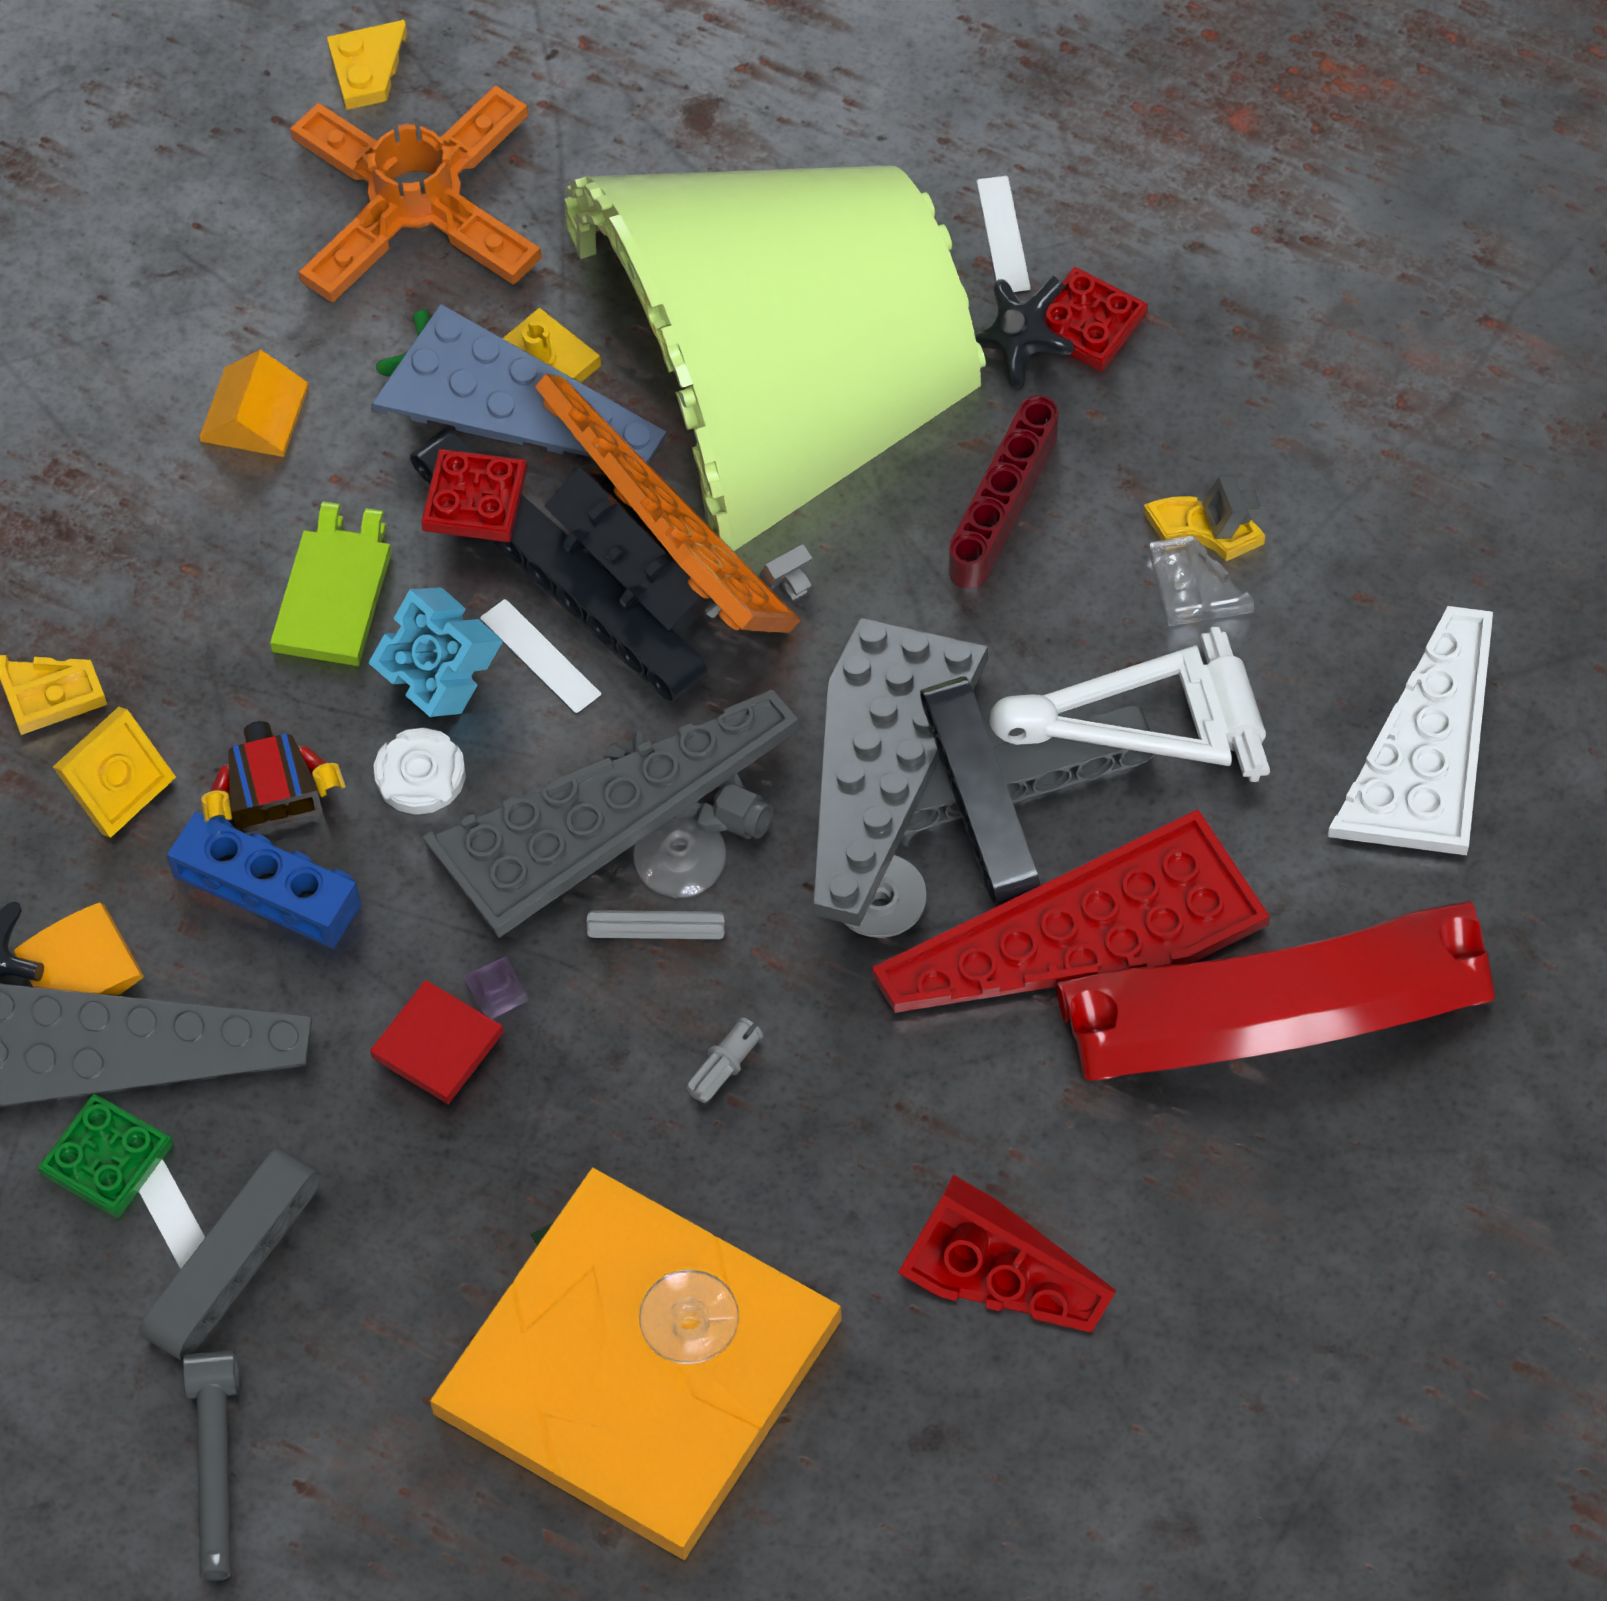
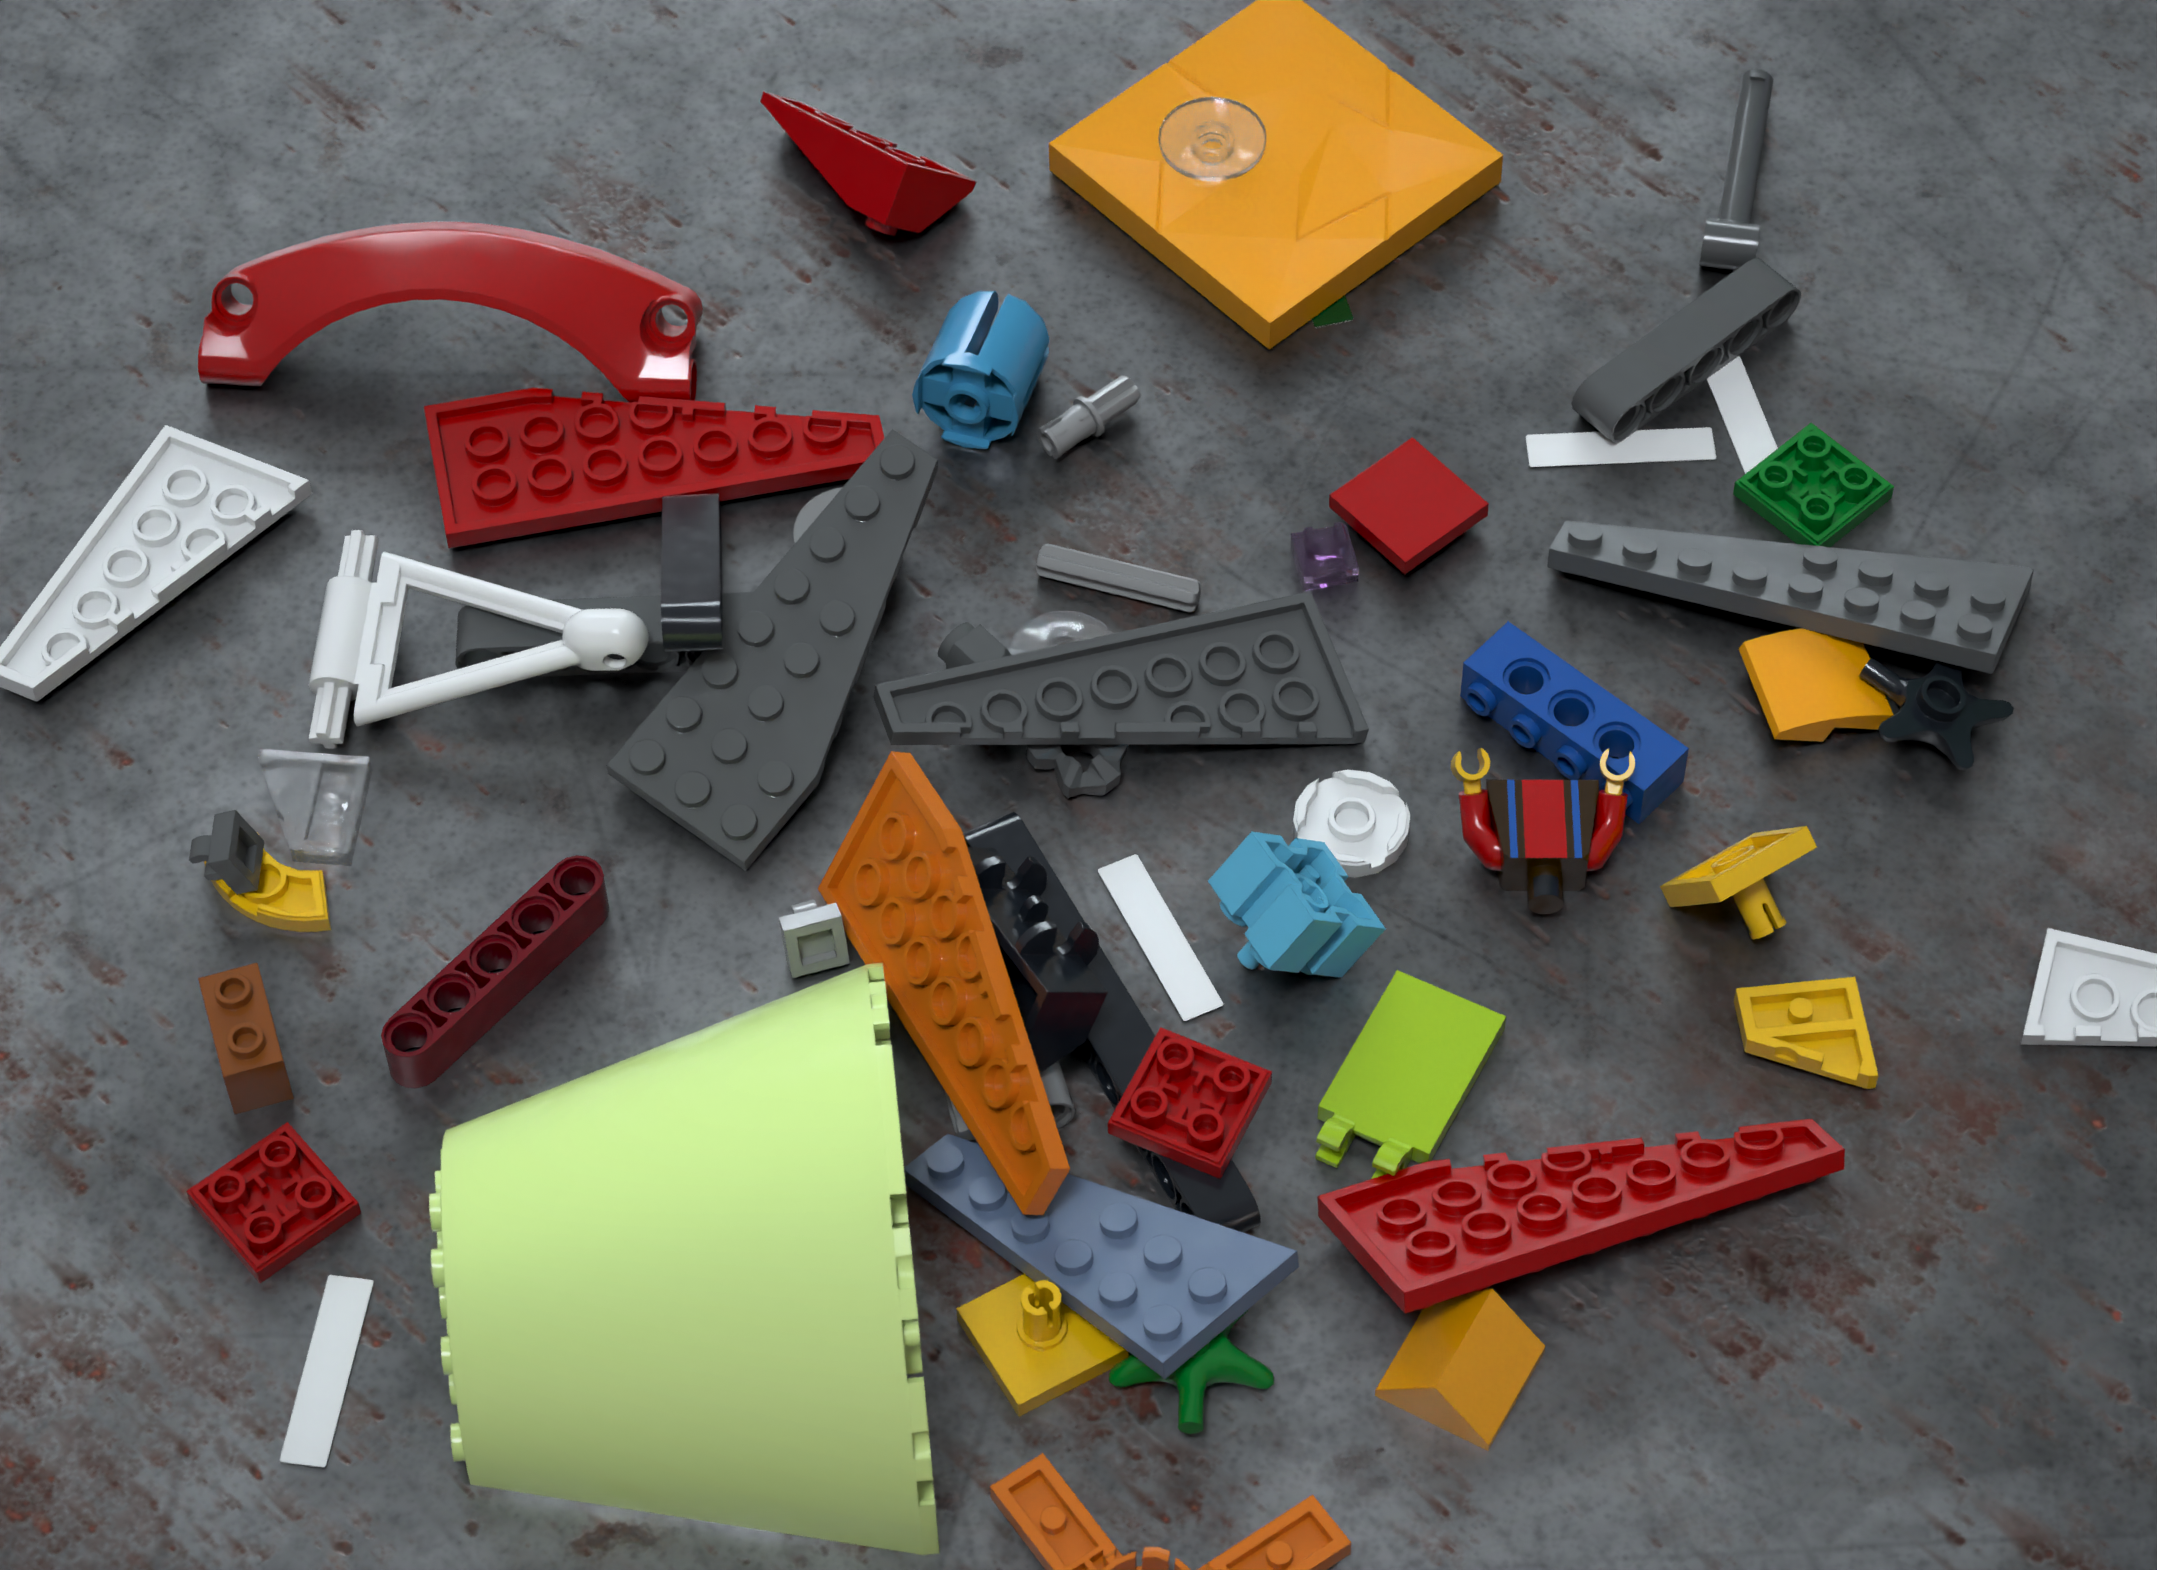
camera: 165 degrees left, 5 degrees down
(224, 496) = (1471, 1227): none -> red wing
(316, 1151) = (1639, 447): none -> white sticker
(795, 1058) = (983, 365): none -> dark azure cylinder
(1023, 328) = (371, 1177): black animal -> none
(1155, 398) = (245, 1038): none -> dark orange brick

